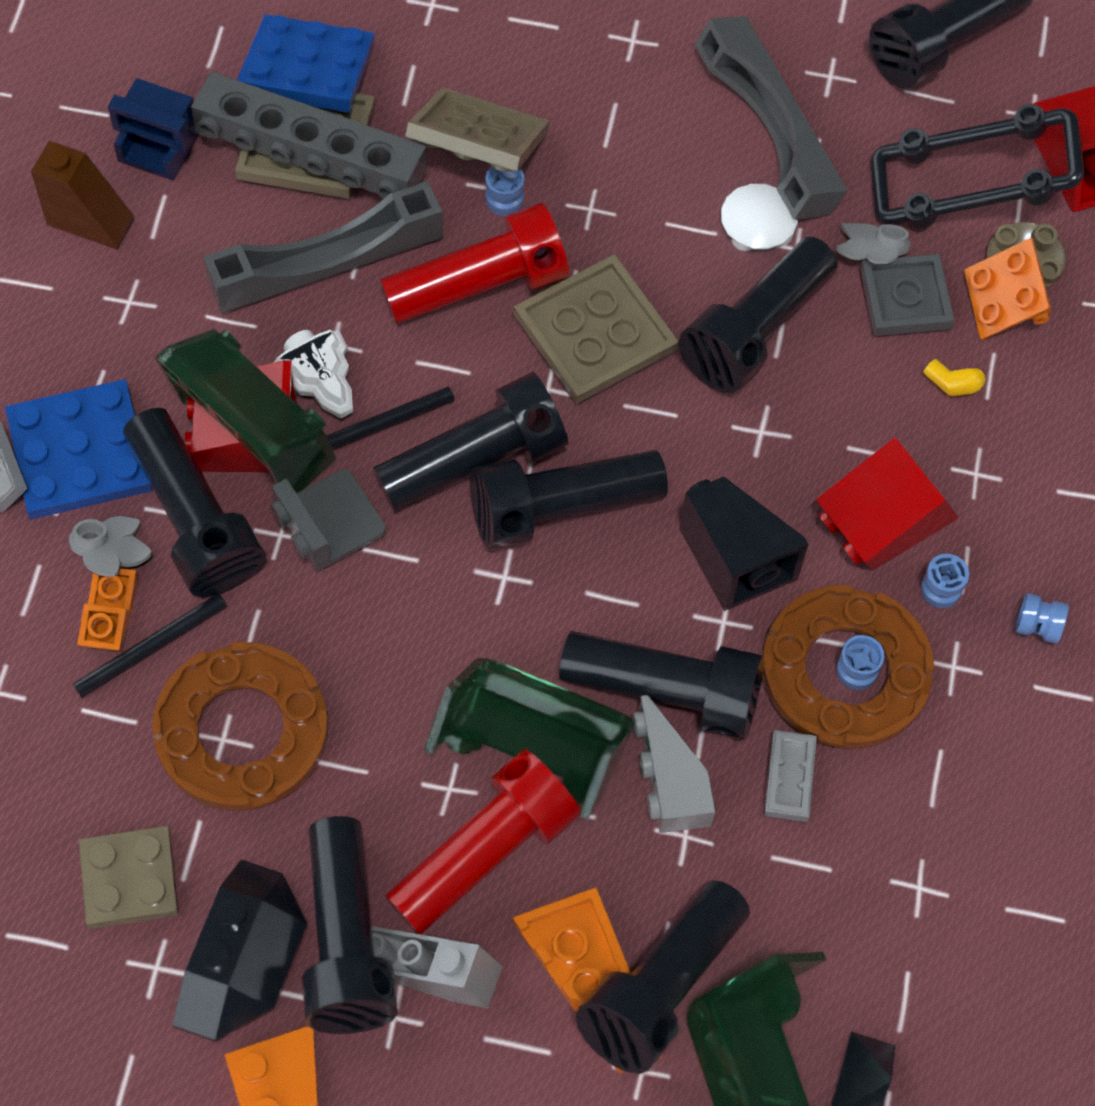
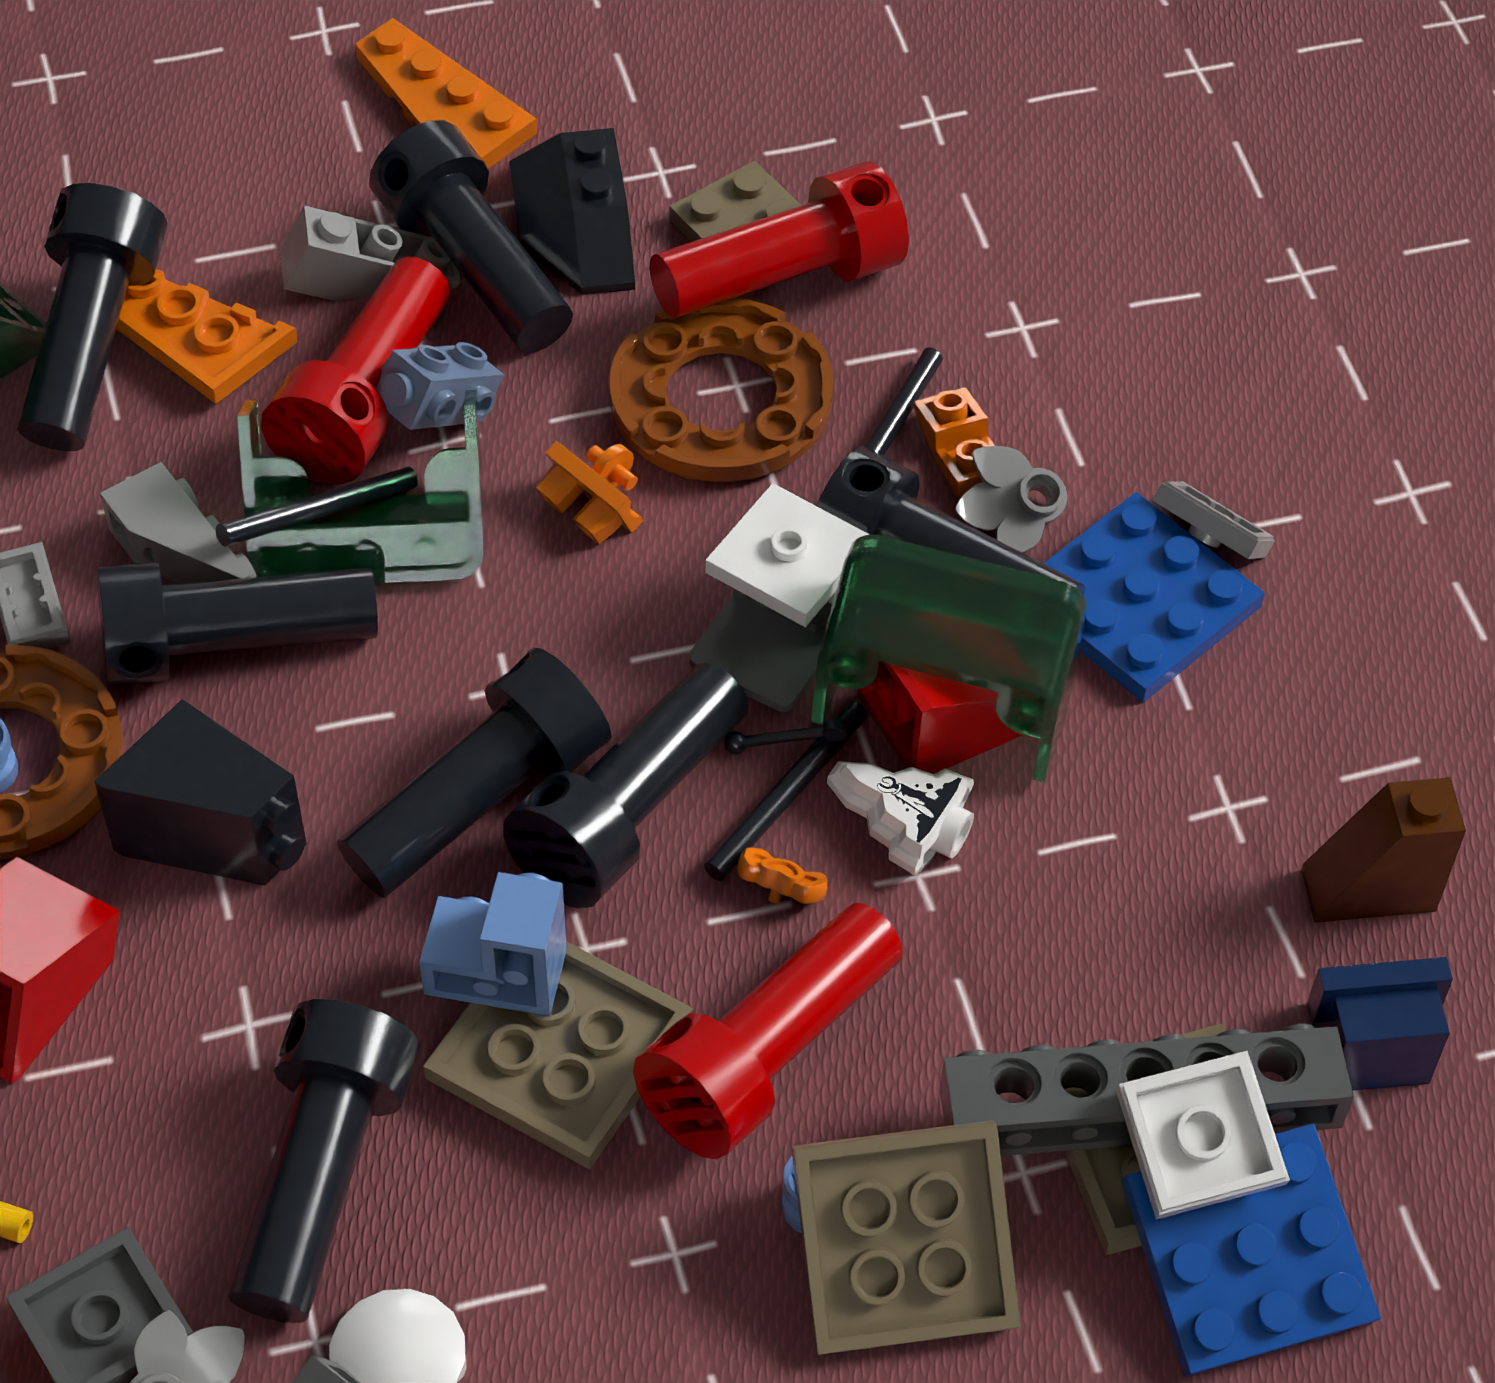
camera: 155 degrees right, 10 degrees down
(71, 796) = (849, 224): none -> red piece
(262, 271) = (967, 1013): dark grey arch -> none
(296, 519) = (785, 554): none -> white plate
(303, 83) = (1202, 1134): none -> white plate
(333, 430) = (832, 730): none -> black hinge
(370, 682) = (607, 505): none -> orange hips
(415, 366) = (781, 877): none -> orange piece
(442, 793) = (429, 384): none -> sand blue brick
(573, 734) = (316, 506): none -> black bar
(607, 359) = (498, 950): none -> medium blue brick

